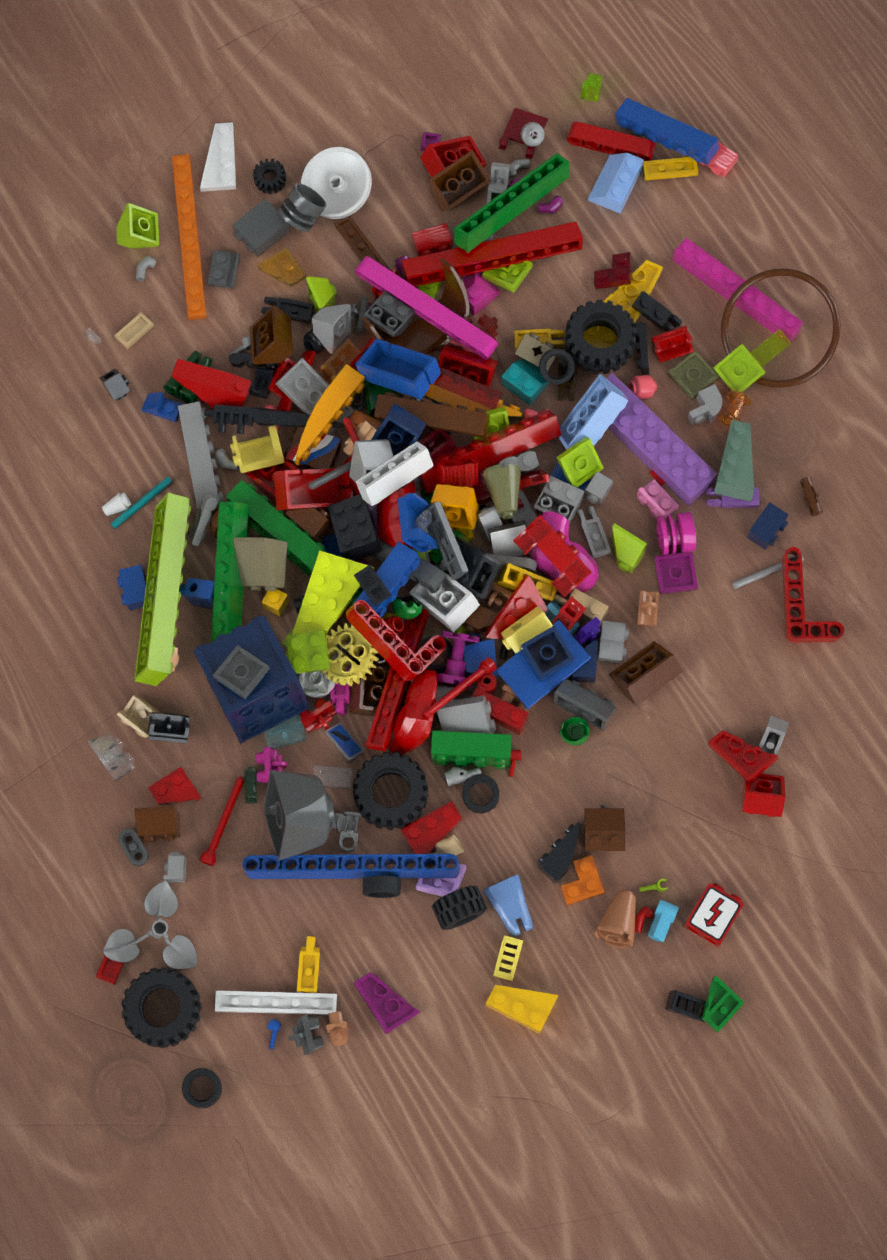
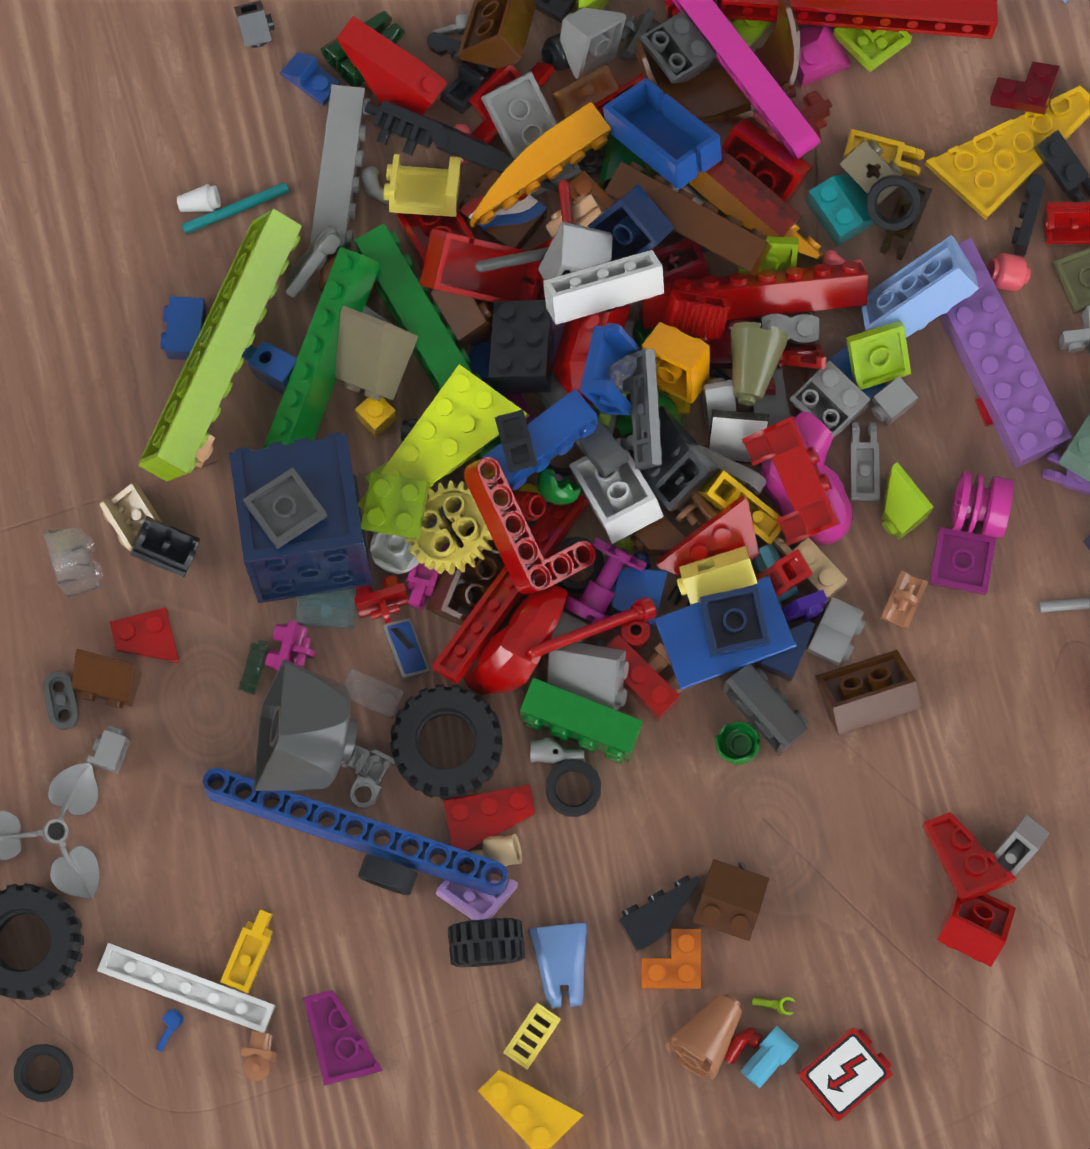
camera: 15 degrees right, 5 degrees up
(209, 855) = (162, 748): red piece -> none
(303, 1035) = (212, 1061): dark grey hips -> none
(515, 755) = (641, 749): red hand -> none
(600, 315) = (979, 145): black tyre -> none
(656, 500) = (972, 445): bright pink bracket -> none

